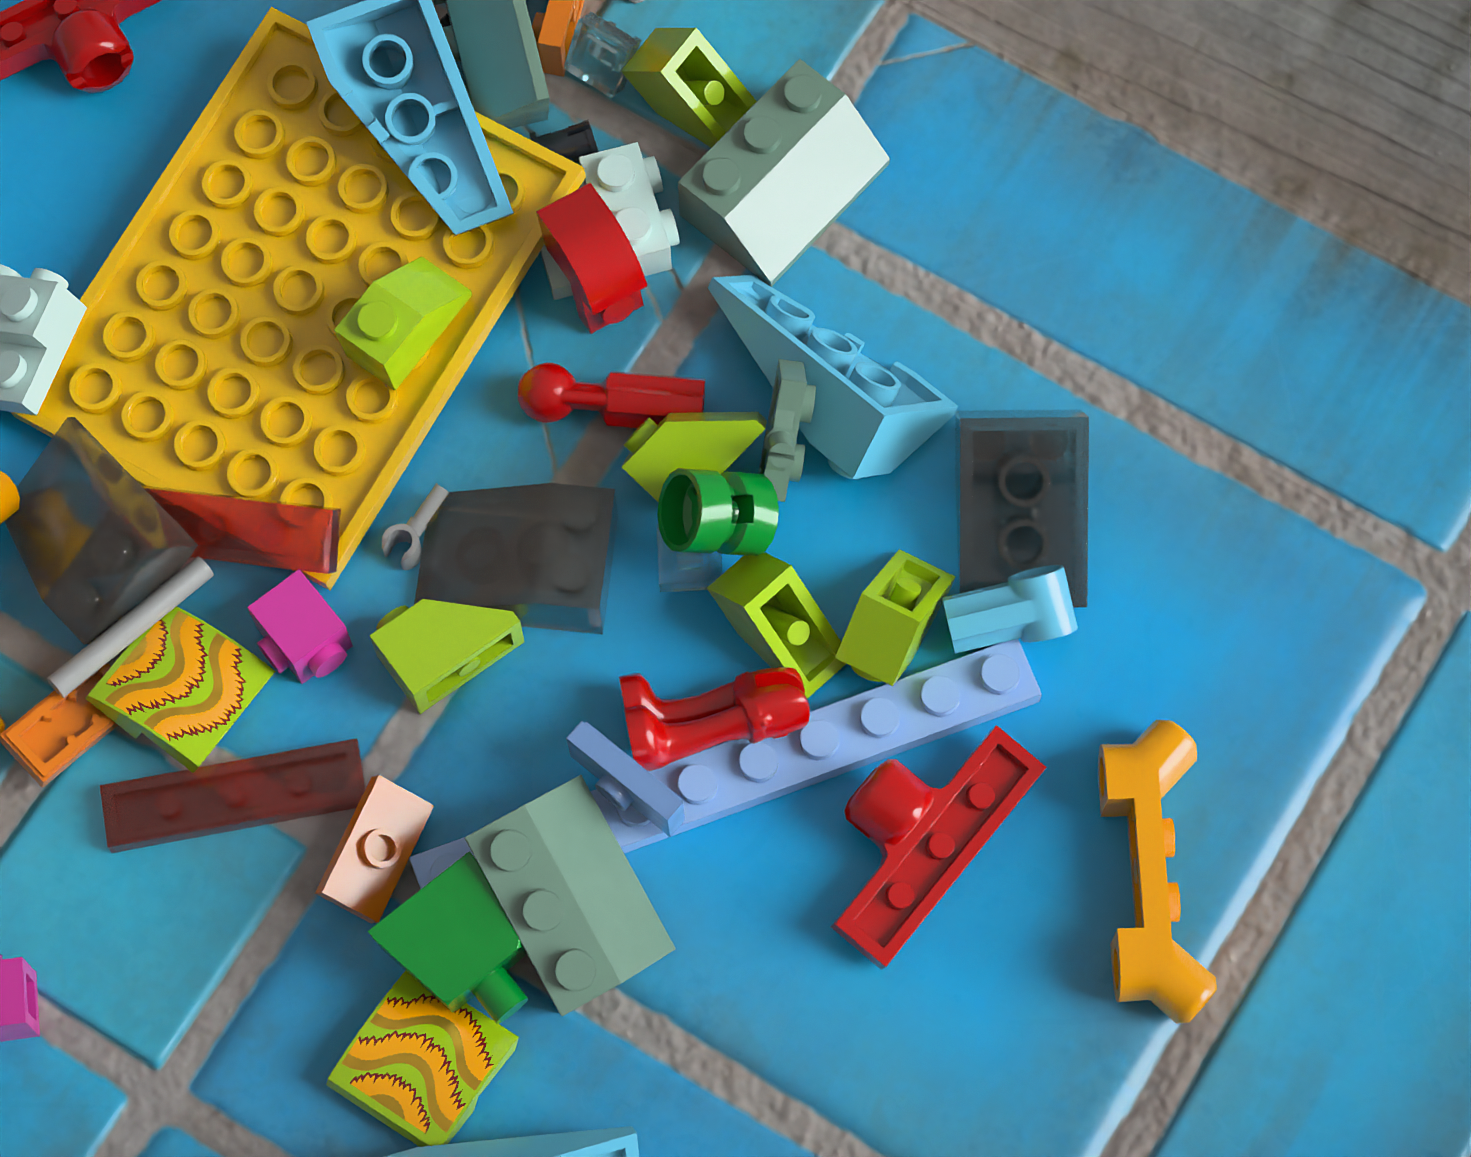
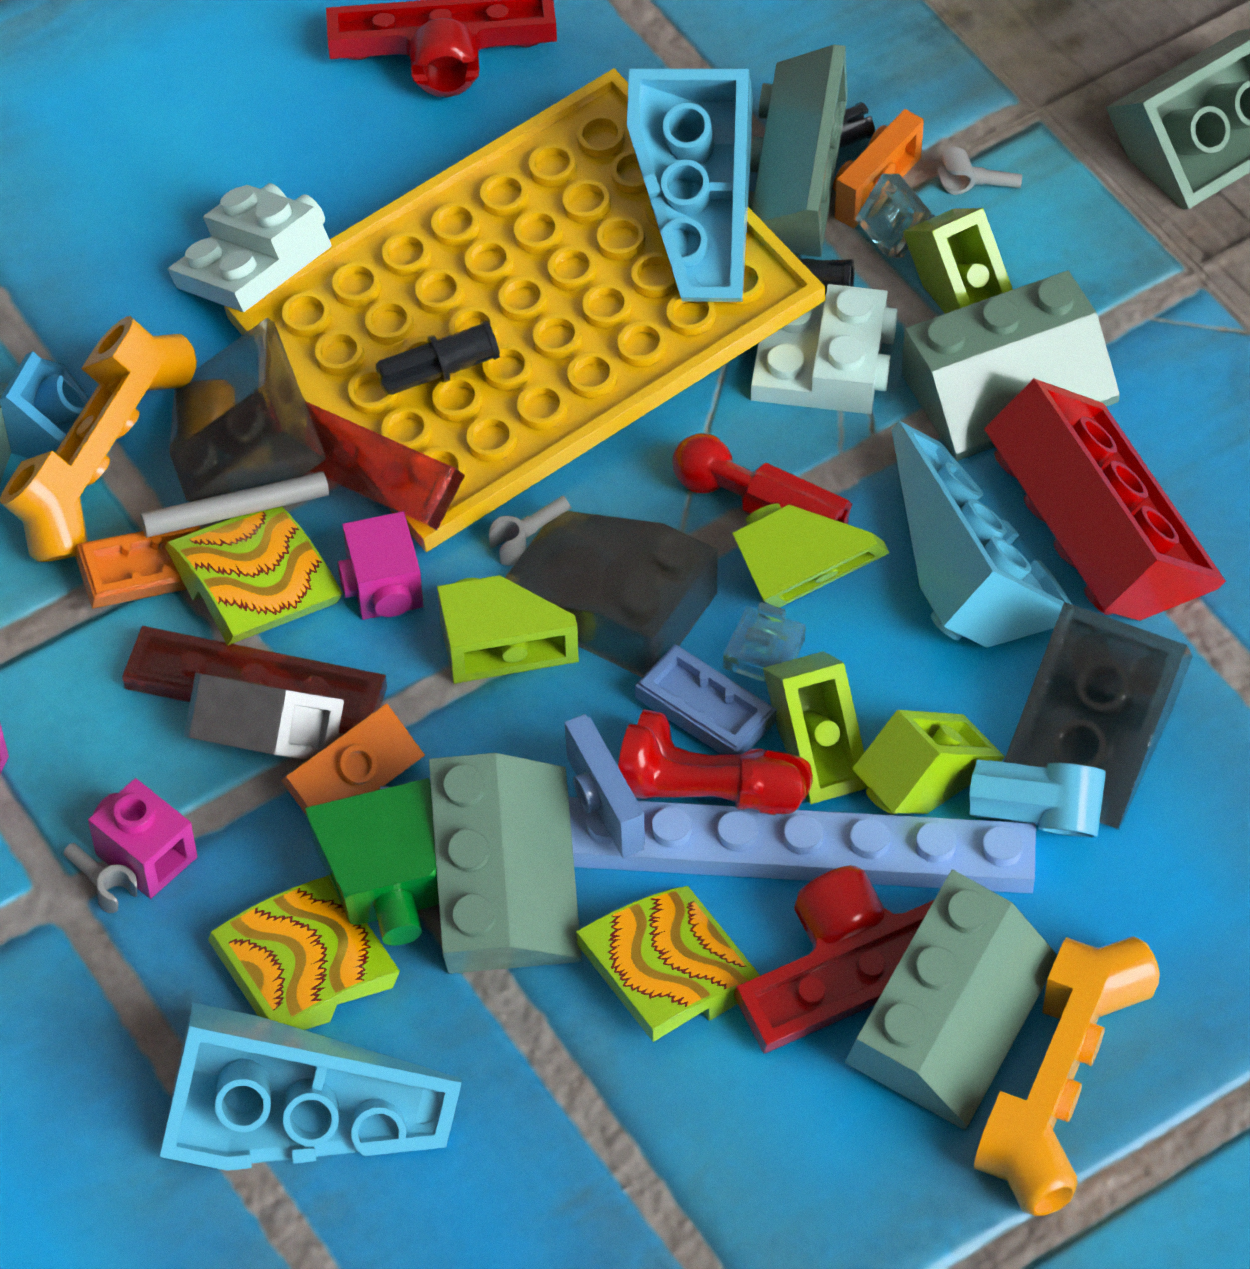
camera: 25 degrees right, 15 degrees down
(188, 1060) = (103, 877): none -> light grey hand
(212, 1009) = (144, 835): none -> dark pink brick
(252, 393) = (438, 358): none -> black axle
(265, 843) = (262, 717): none -> flat silver slope
(400, 319) = (594, 344): lime slope -> none
(593, 257) = (796, 364): red brick -> none
(666, 641) = (705, 702): none -> medium blue plate
(717, 512) = (807, 601): green wheel -> none
(757, 918) = (666, 960): none -> slope
(790, 404) = (890, 565): sand green plate -> none
(927, 283) = (1100, 503): none -> red slope
(1030, 853) = (955, 1001): none -> sand green slope

